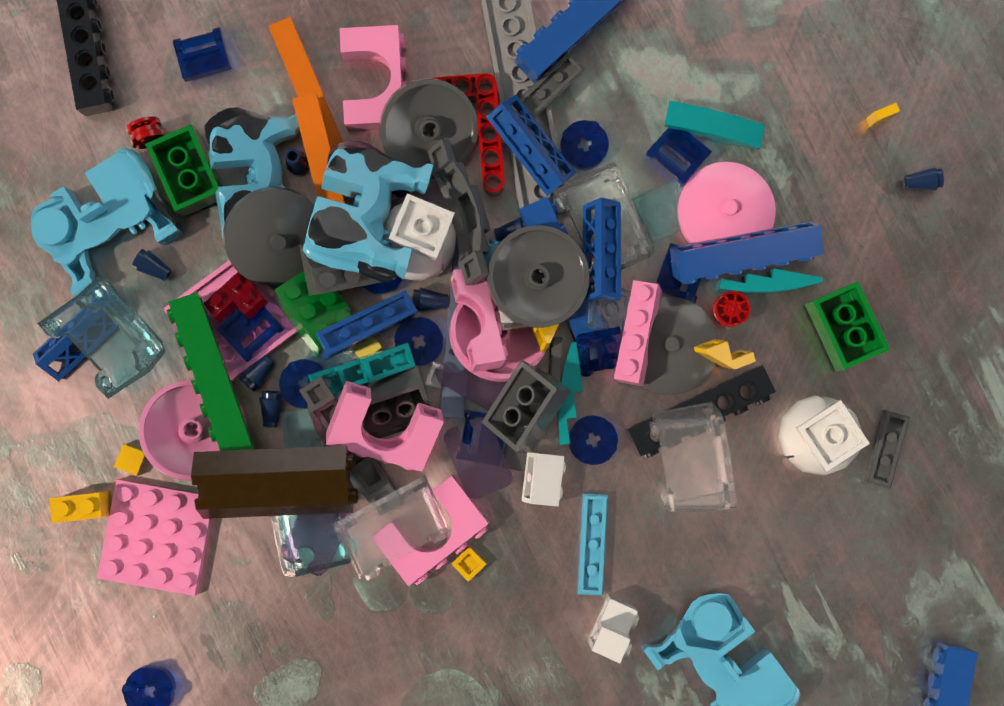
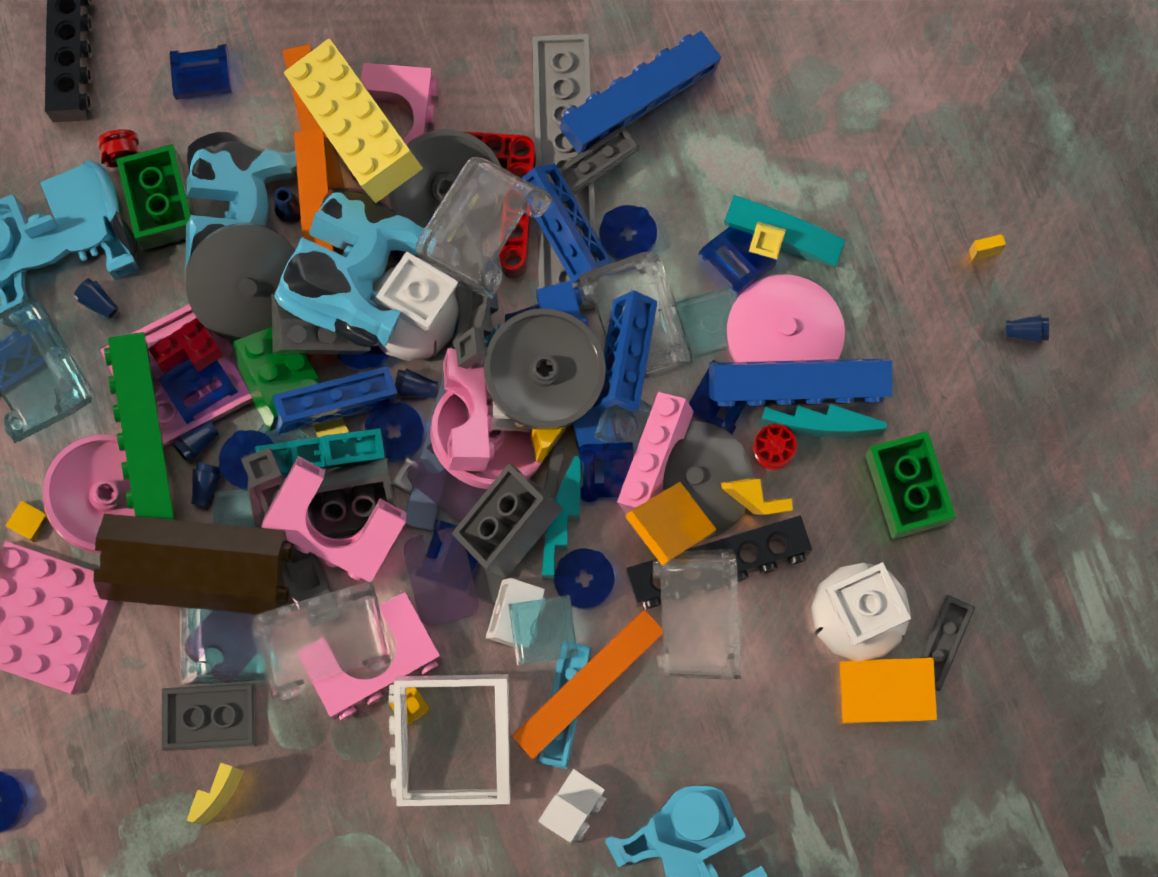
camera: 10 degrees right, 10 degrees down
(309, 598) = (208, 717): none -> dark grey tile
(326, 663) = (207, 804): none -> light yellow slope
(340, 83) = (352, 121): none -> light yellow brick
(463, 159) = (477, 222): none -> clear windscreen
(515, 632) = (399, 753): none -> white window
(568, 490) = (543, 630): none -> clear light blue tile
(609, 526) = (587, 684): none -> orange tile
(661, 391) = (670, 523): none -> light orange tile
(703, 136) = (767, 240): none -> light yellow tile
(850, 495) = (888, 690): none -> light orange tile

